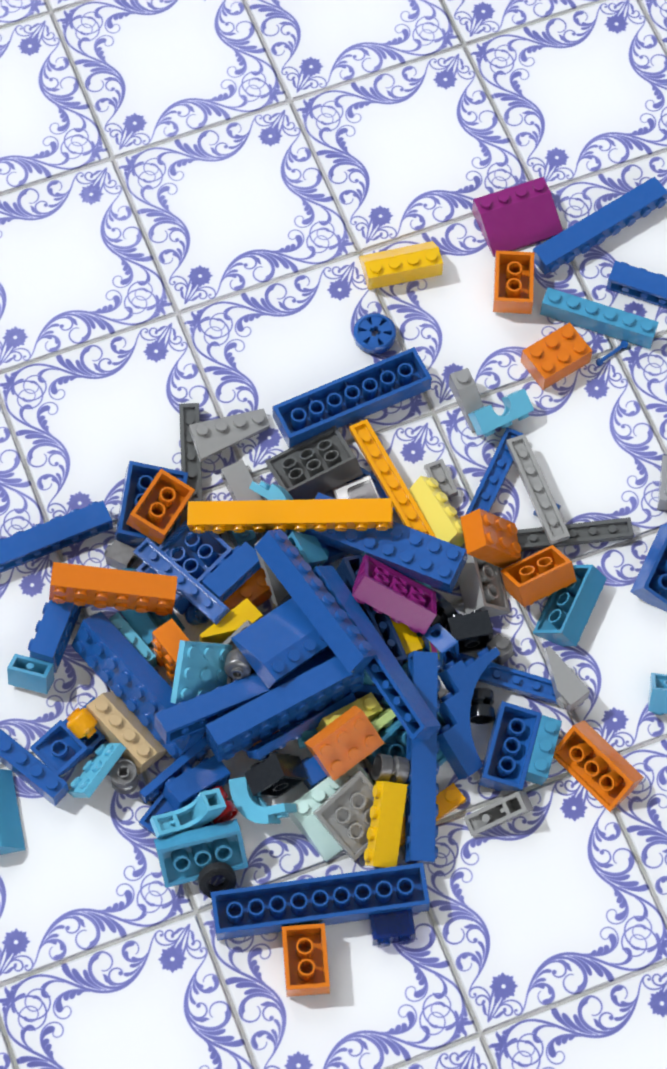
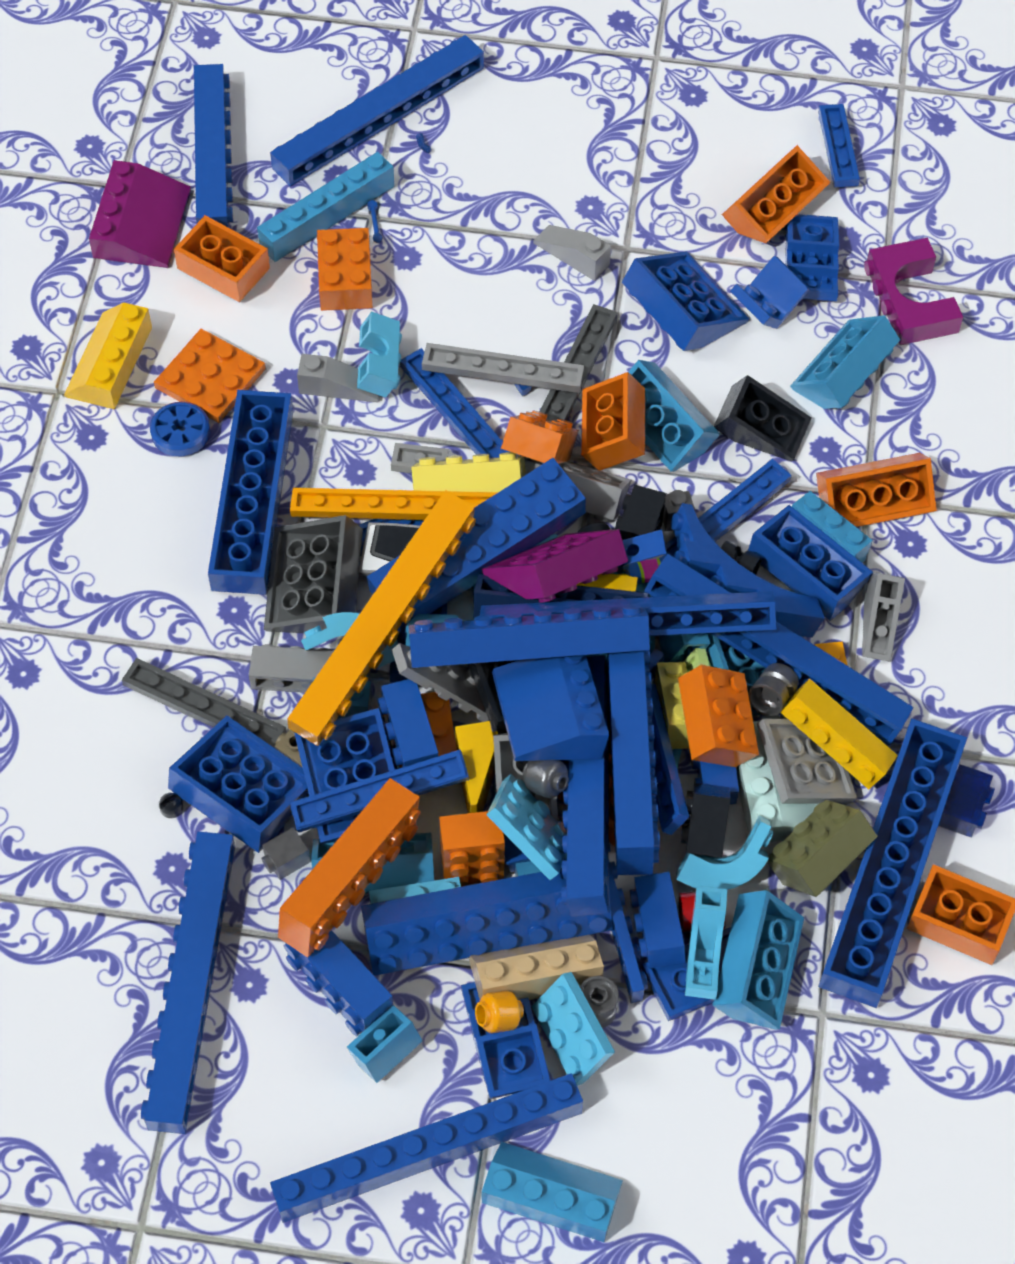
camera: 60 degrees left, 5 degrees down
(116, 481) = (173, 808): none -> black hinge
(160, 506) = (263, 761): orange brick -> none
(191, 618) = (430, 805): blue wheel -> none
(214, 869) = (797, 948): black tyre -> none
(218, 434) = (198, 648): light grey wing -> none
(297, 851) = (821, 847): none -> olive brick
(426, 326) = (209, 374): none -> orange plate
(566, 685) = (762, 464): light grey slope -> none
(607, 668) = (762, 419): none -> black slope

